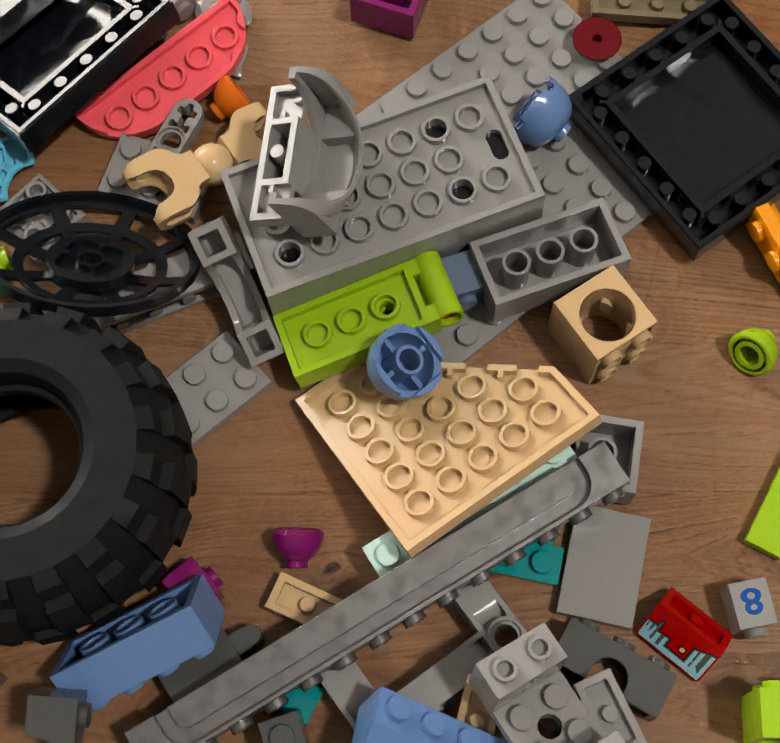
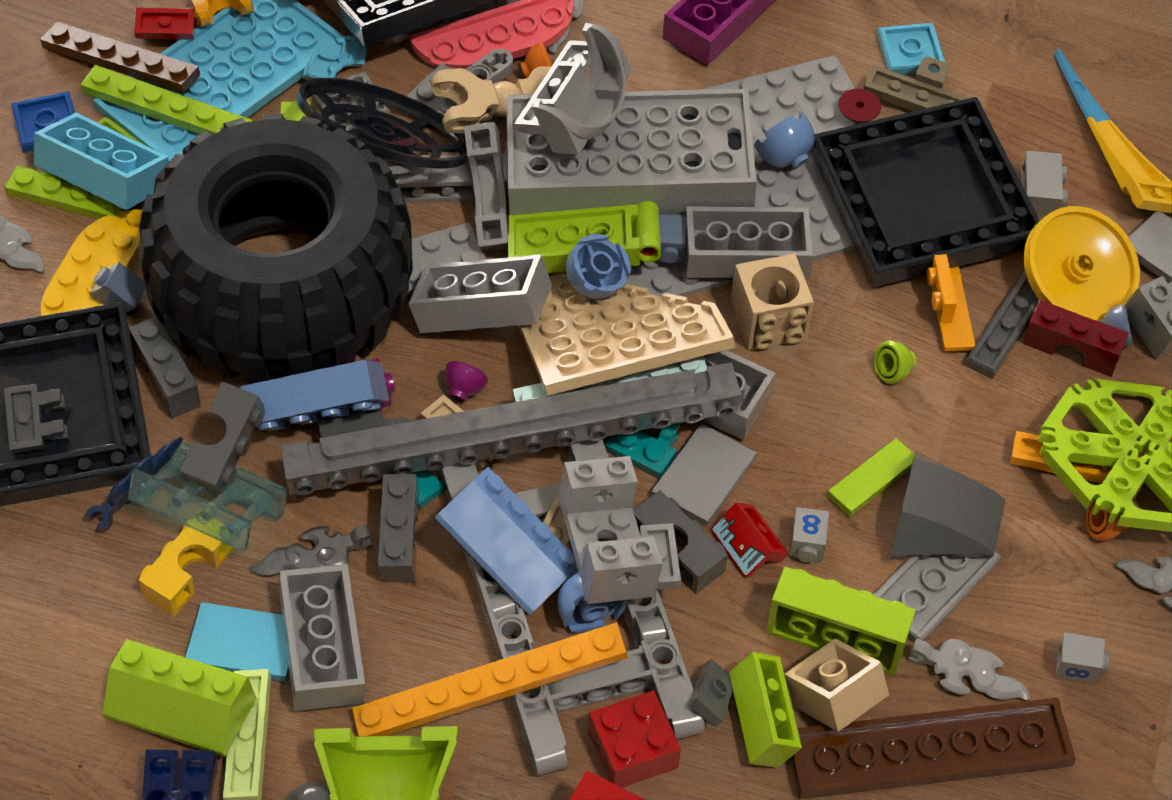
camera: 15 degrees right, 15 degrees down
(280, 435) = (480, 294): none -> light grey brick

